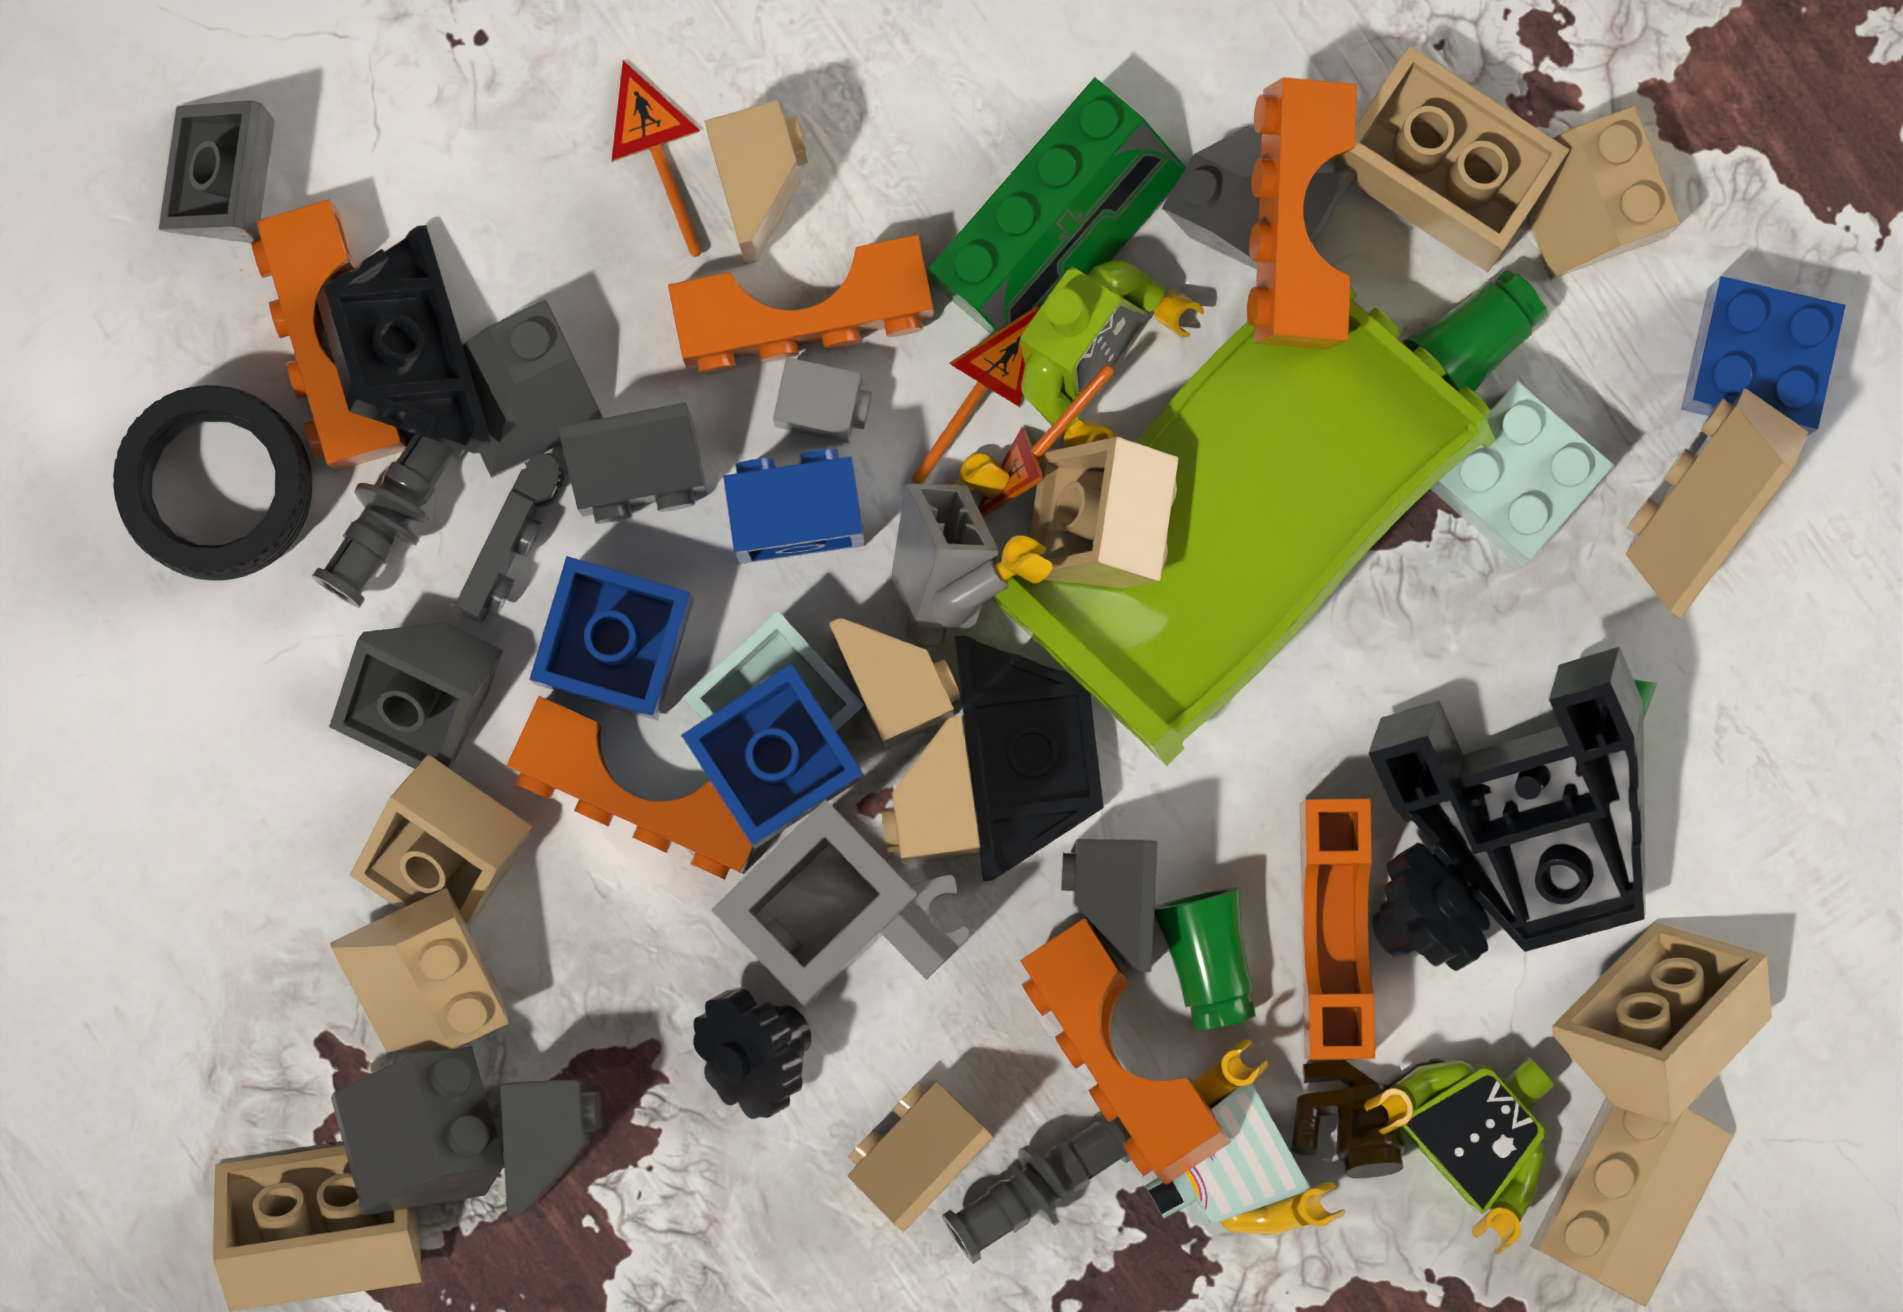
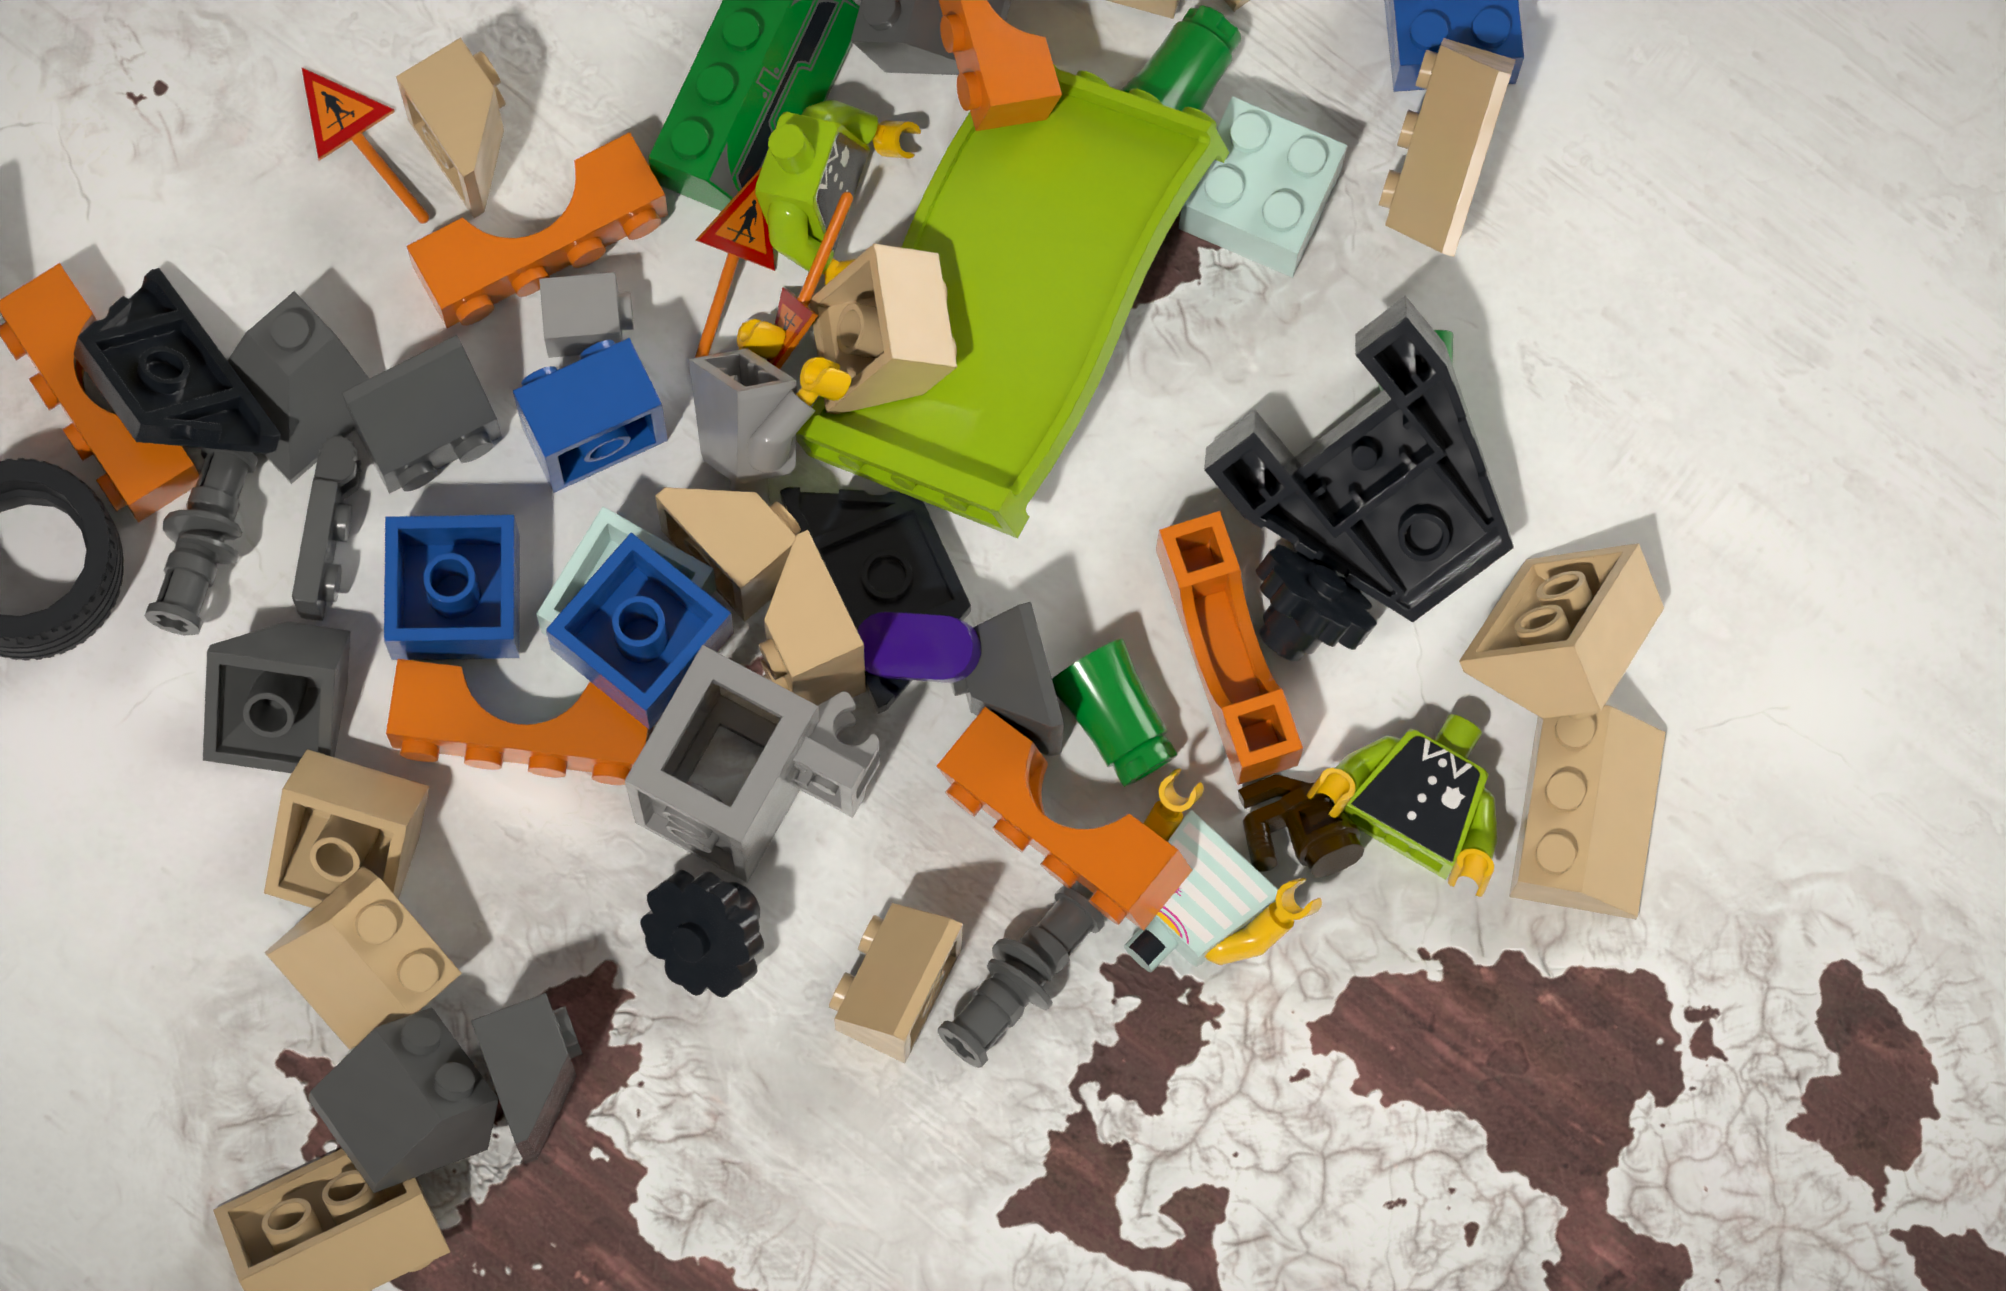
camera: 20 degrees left, 10 degrees down
(1037, 840) = (919, 647): none -> dark purple tile

